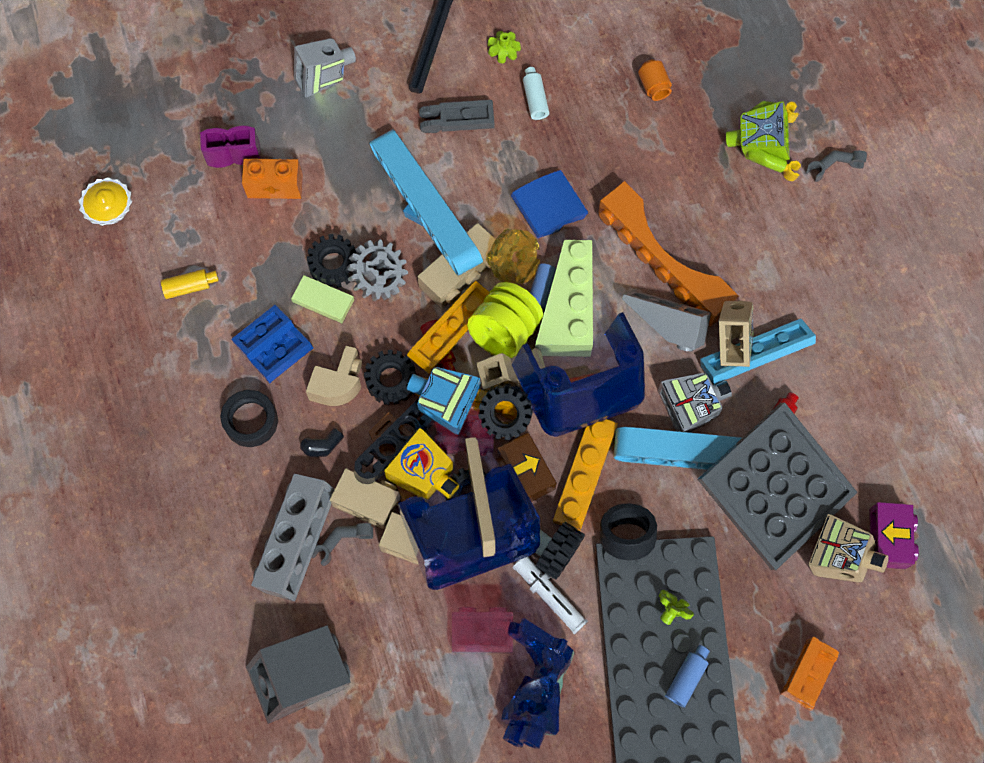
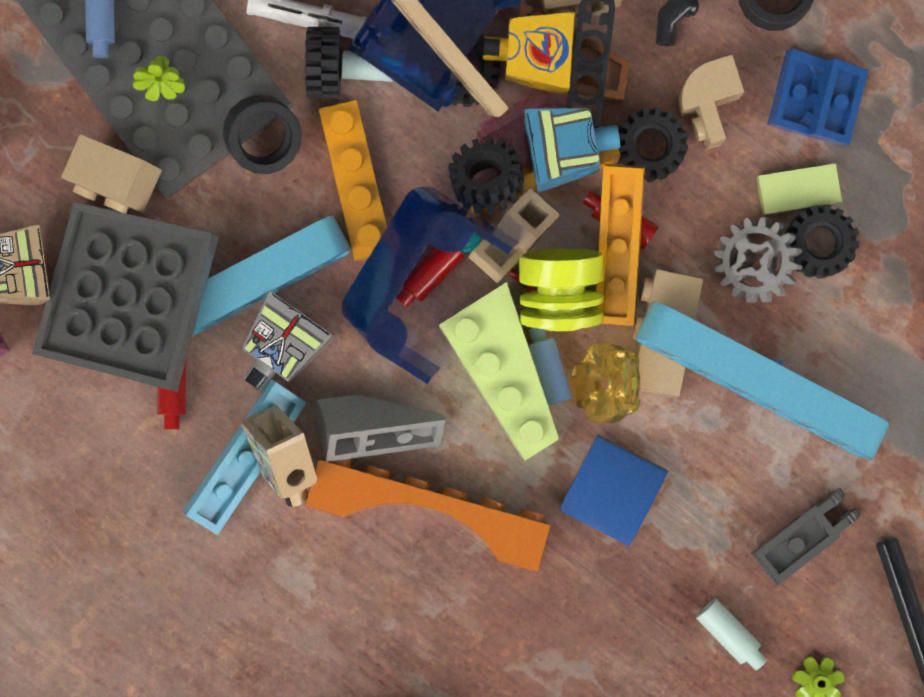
camera: 145 degrees right, 15 degrees up
(528, 466) = (423, 134): reddish brown brick -> none
(742, 568) = (111, 174): none -> tan brick

